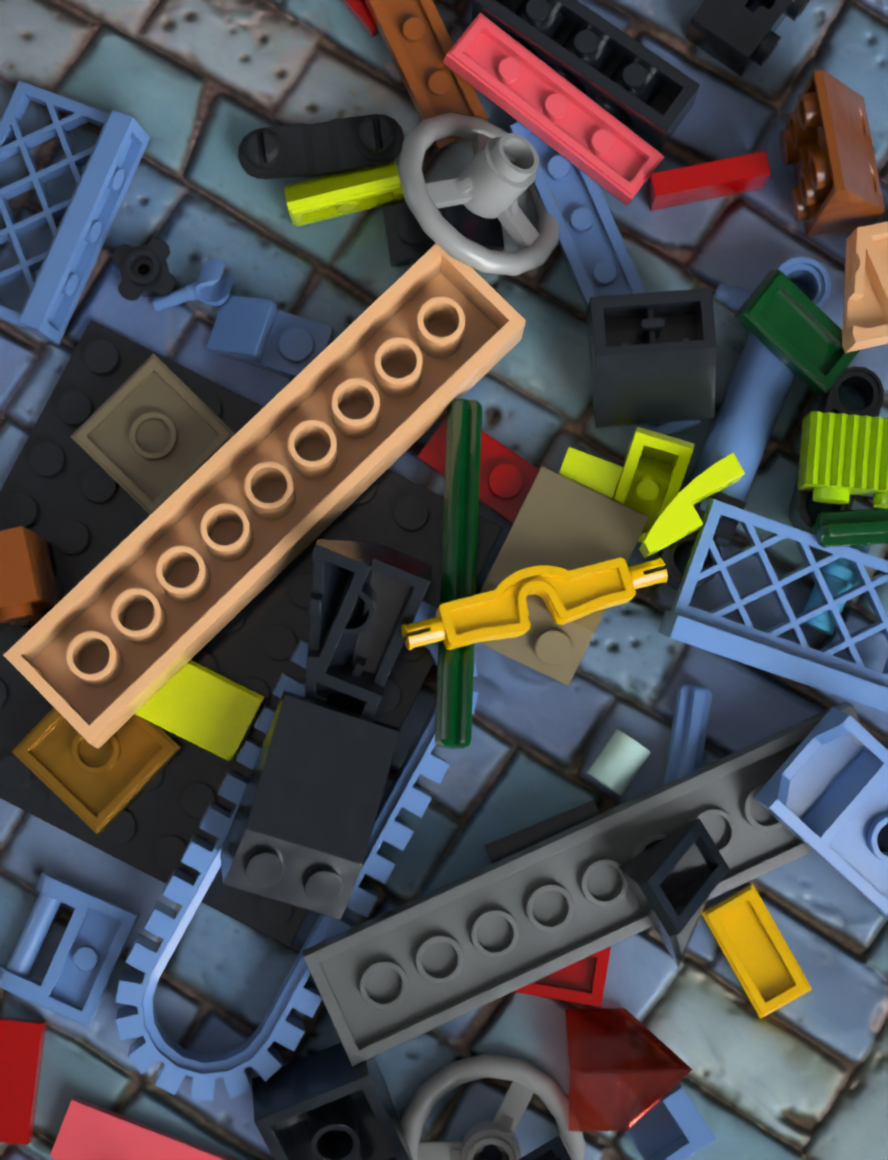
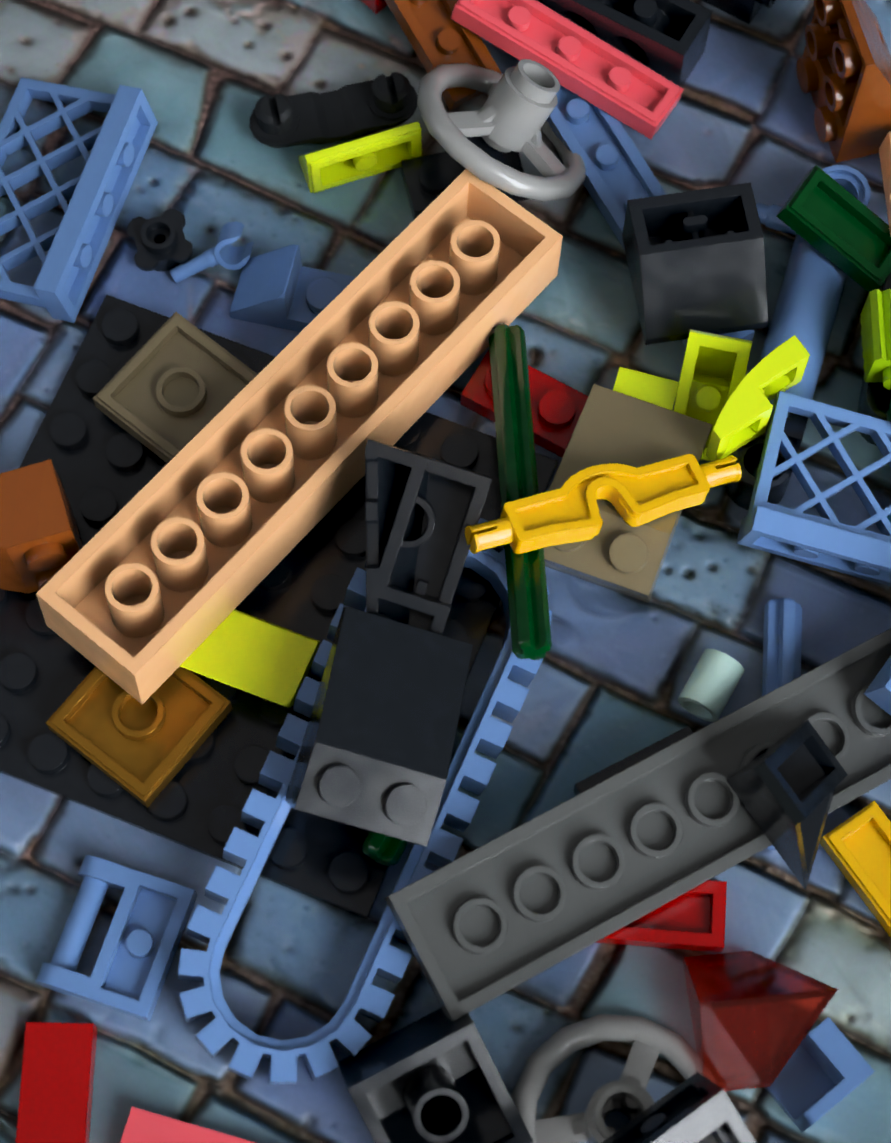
camera: 10 degrees left, 15 degrees down
(708, 180) = (729, 111): red tile -> none

